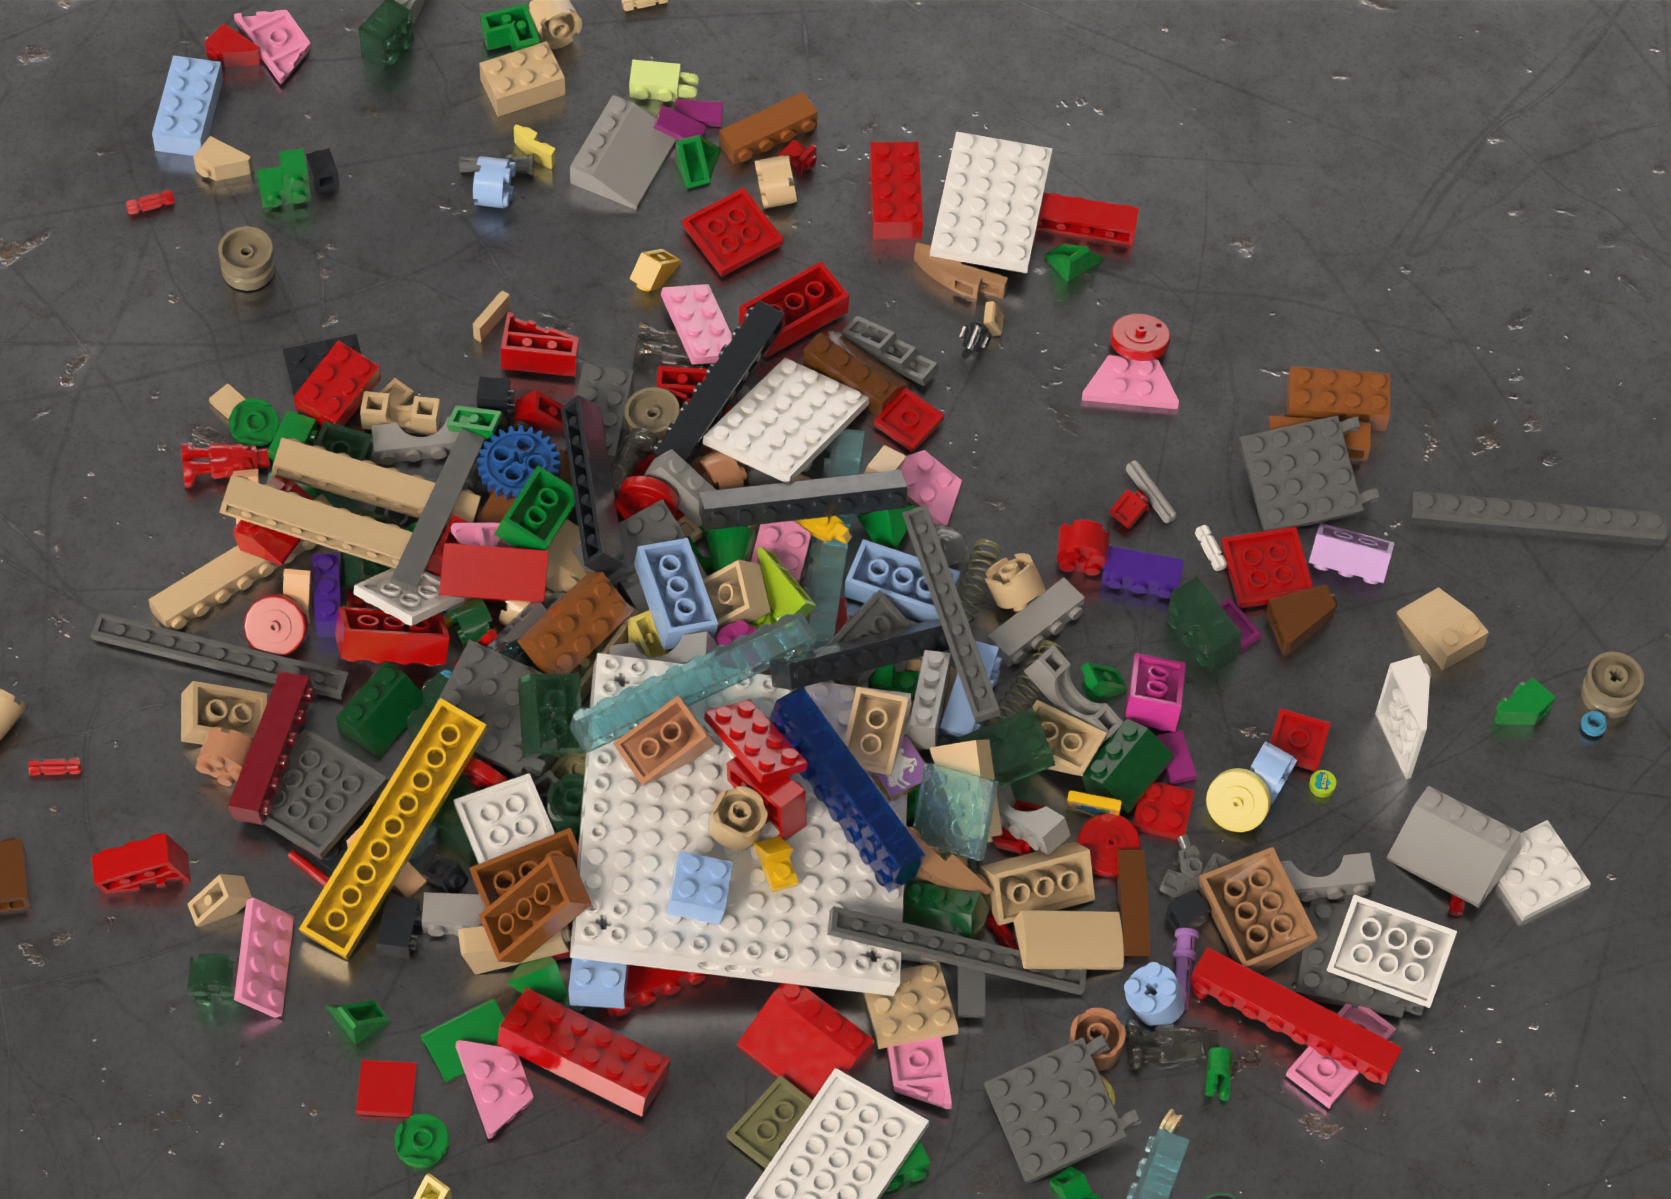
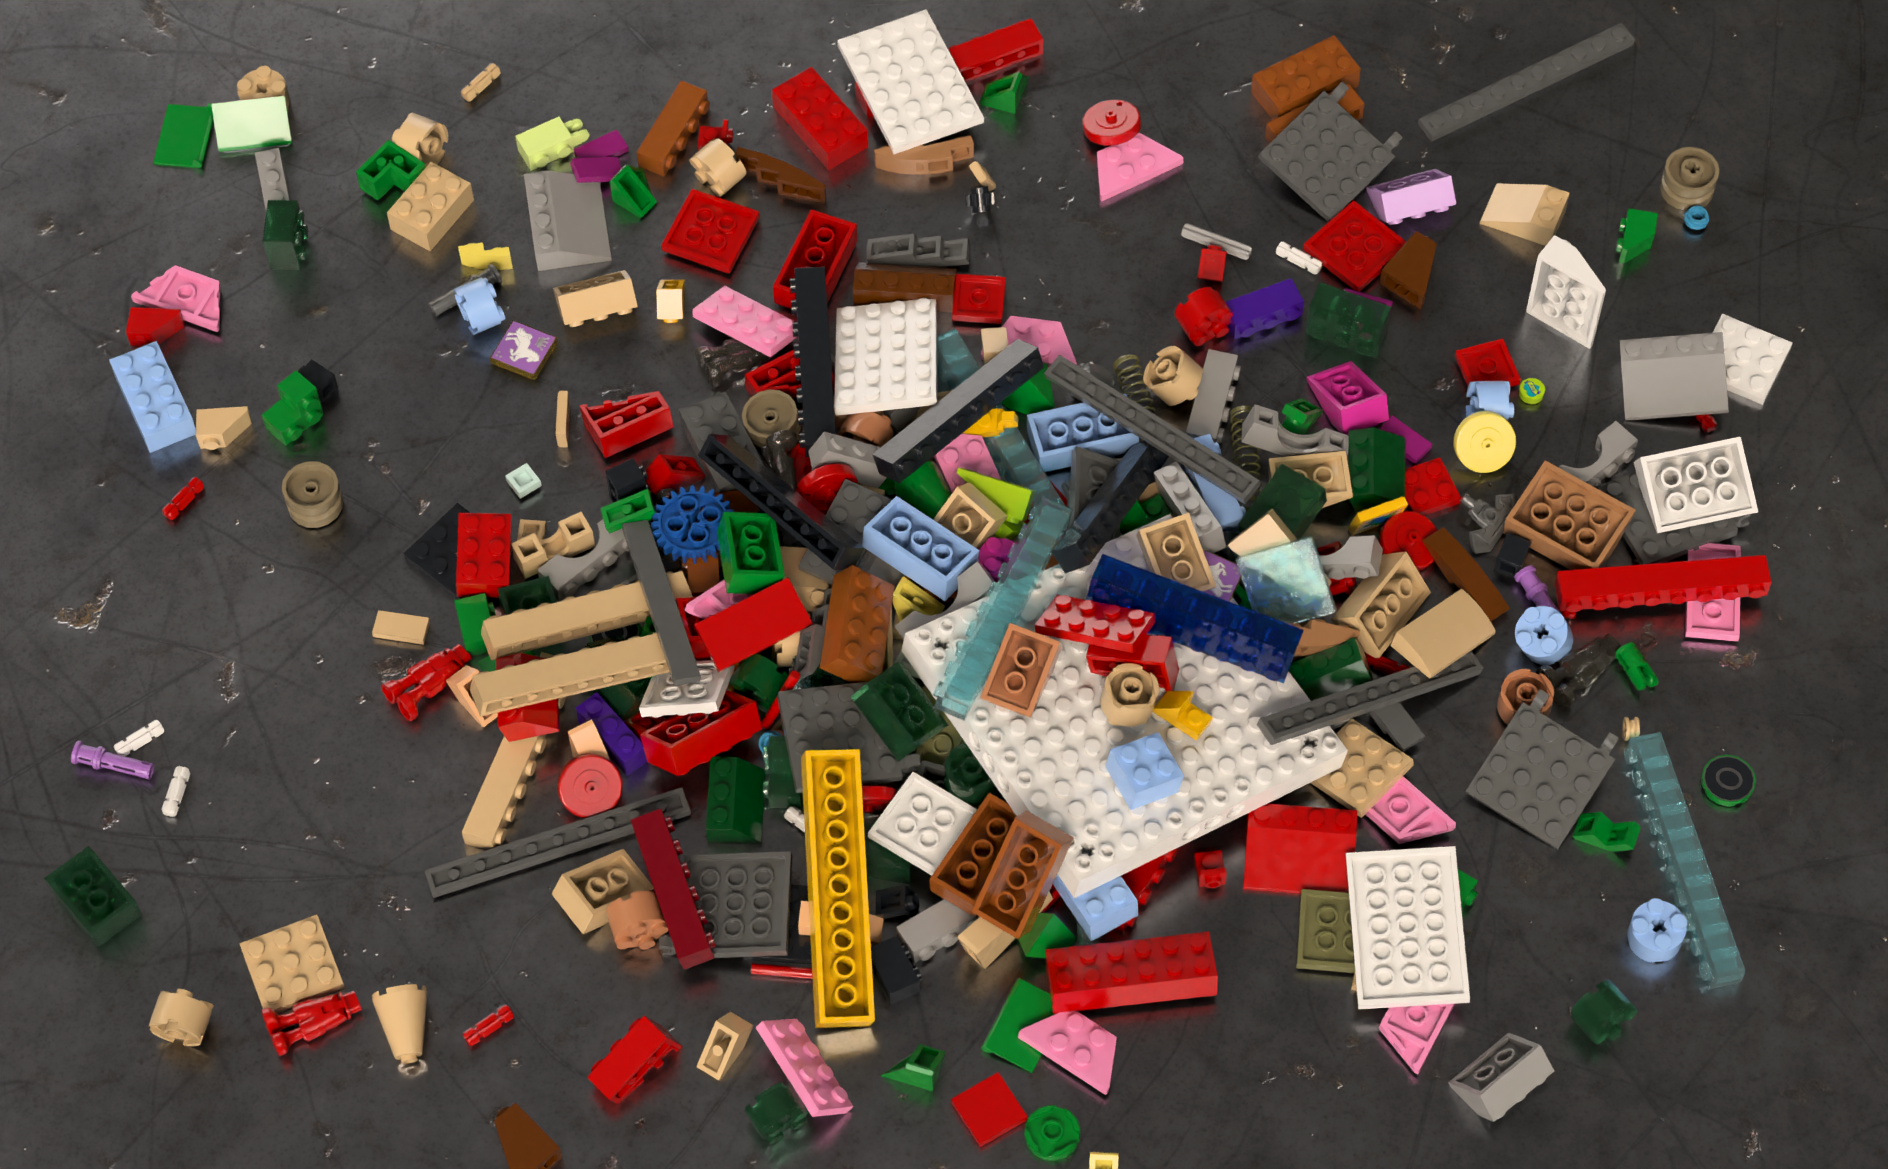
camera: 30 degrees left, 0 degrees up
(254, 422) = (429, 629): green tile -> none
(421, 347) = (523, 480): none -> light aqua plate
(506, 241) = (523, 350): none -> tile
(594, 232) = (595, 298): none -> tan slope
(721, 1011) = (1210, 869): none -> red bracket
(828, 224) = (788, 178): none -> reddish brown slope

